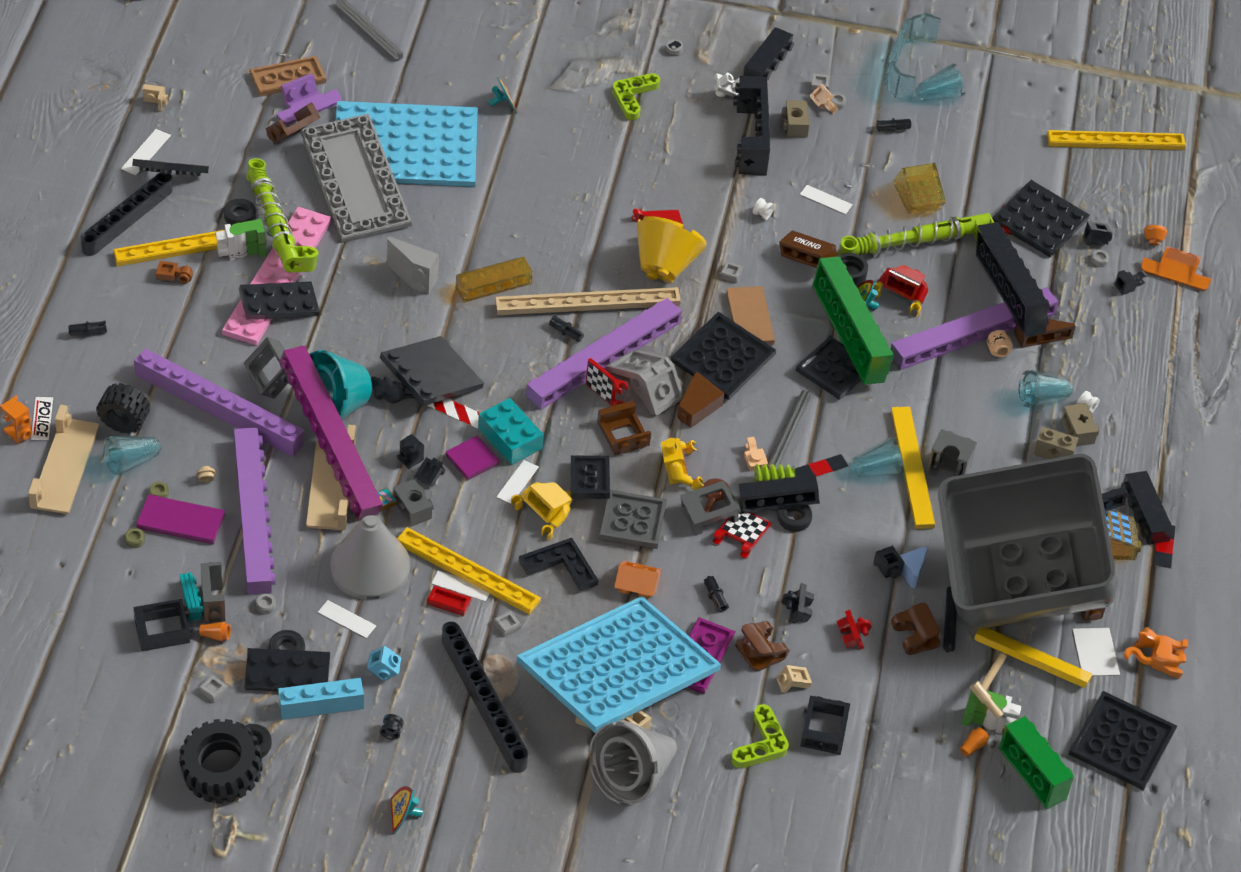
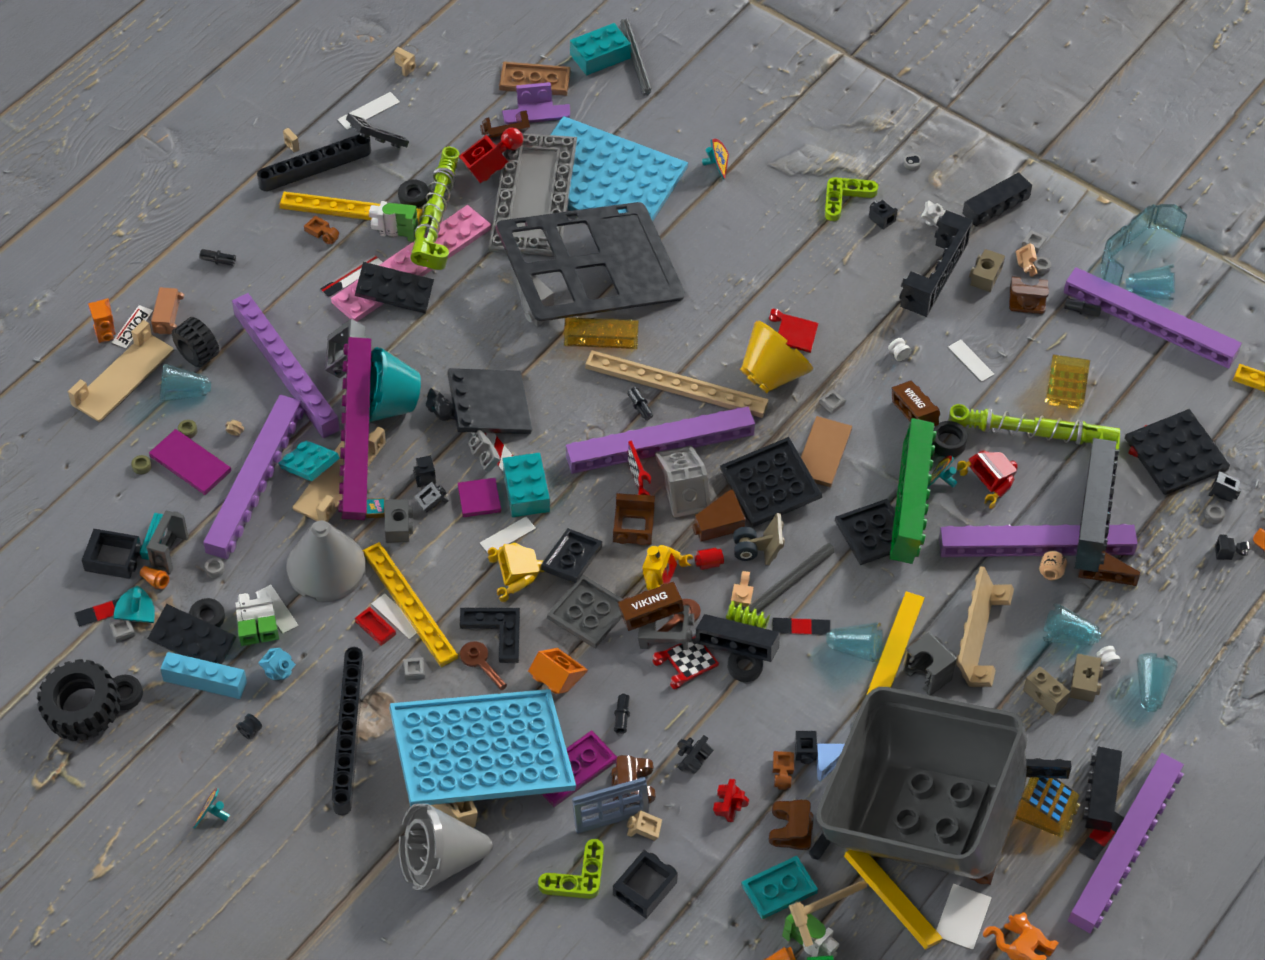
camera: 30 degrees right, 5 degrees up
(69, 391) = (166, 310): none -> nougat brick
(91, 200) = (291, 140): none -> tan tile
(184, 678) = (96, 613): none -> sticker
(213, 663) = (135, 606): none -> teal shield
(224, 306) = (348, 277): none -> sticker
(295, 156) = (486, 158): none -> red brick
(299, 477) = (308, 460): none -> teal plate
(334, 31) = (600, 49): none -> teal brick
(337, 632) = (256, 611): none -> hips
(453, 415) = (484, 450): none -> light grey slope
(473, 197) = (626, 247): none -> black door
(555, 592) = (474, 655): none -> copper piece
(677, 99) = (882, 214): none -> black brick
(692, 491) = (651, 606): none -> reddish brown brick
(710, 438) = (709, 558): none -> red brick
(755, 404) = (748, 544): none -> plate
(760, 669) = (610, 805): none -> sand blue piece
(842, 131) = (1028, 298): none -> reddish brown piece
(879, 584) = (783, 764): none -> dark orange plate
(937, 684) = (779, 887): none -> teal plate
(956, 114) = (1152, 317): none -> medium lavender brick
(965, 385) = (978, 614): none -> tan bracket
(1136, 405) = (1155, 679): none -> clear light blue cone
(1190, 544) = (1125, 844): none -> medium lavender brick

